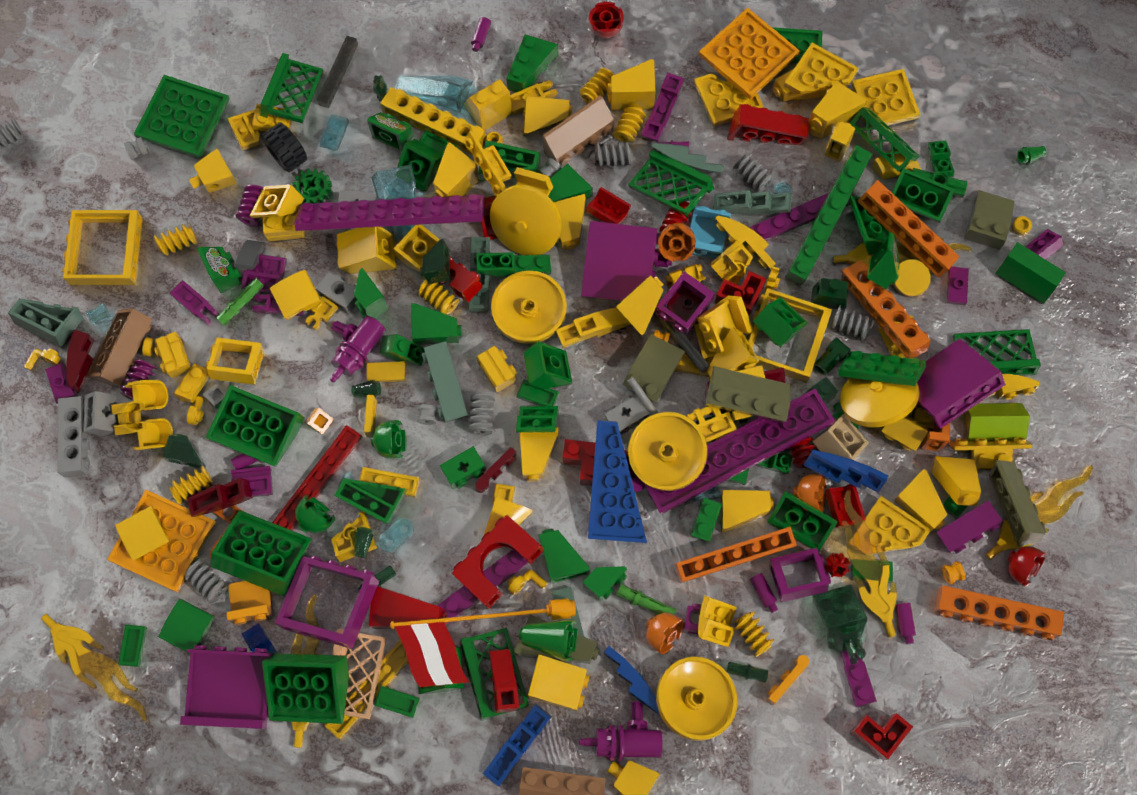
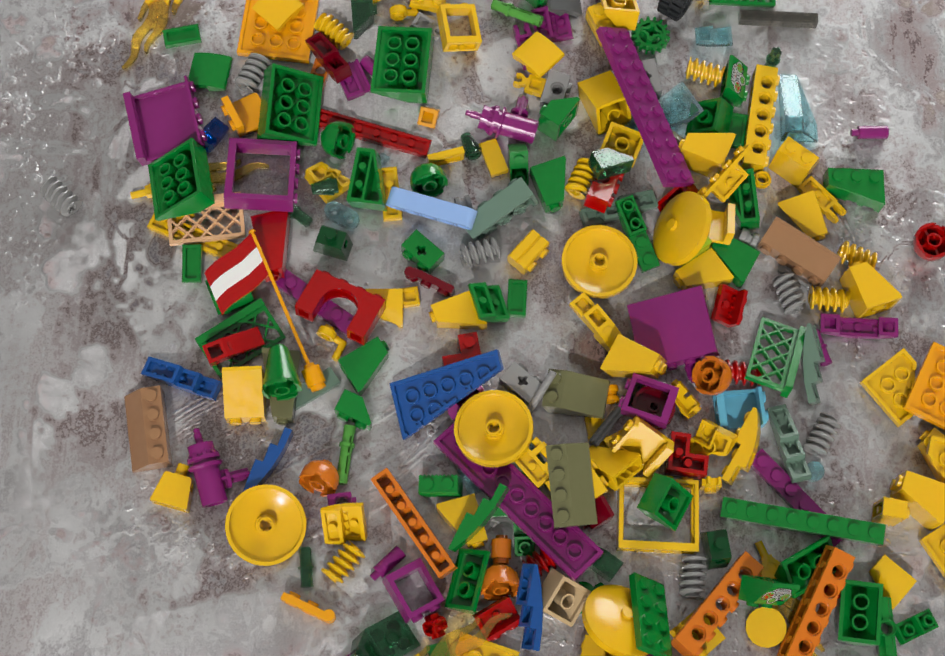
camera: 65 degrees right, 0 degrees up
(368, 151) = (704, 72): none -> yellow piece
(423, 443) = (431, 208): none -> light blue beam
(423, 553) = (332, 243): none -> dark green torso
(547, 366) = (545, 296): green slope -> none
(755, 496) = (474, 523): none -> green slope
(768, 126) = (880, 436): red wedge -> none
(780, 482) = (501, 549): none -> orange brick
(833, 354) = (656, 569): dark green piece -> none
(889, 135) = (915, 561): green fence -> none

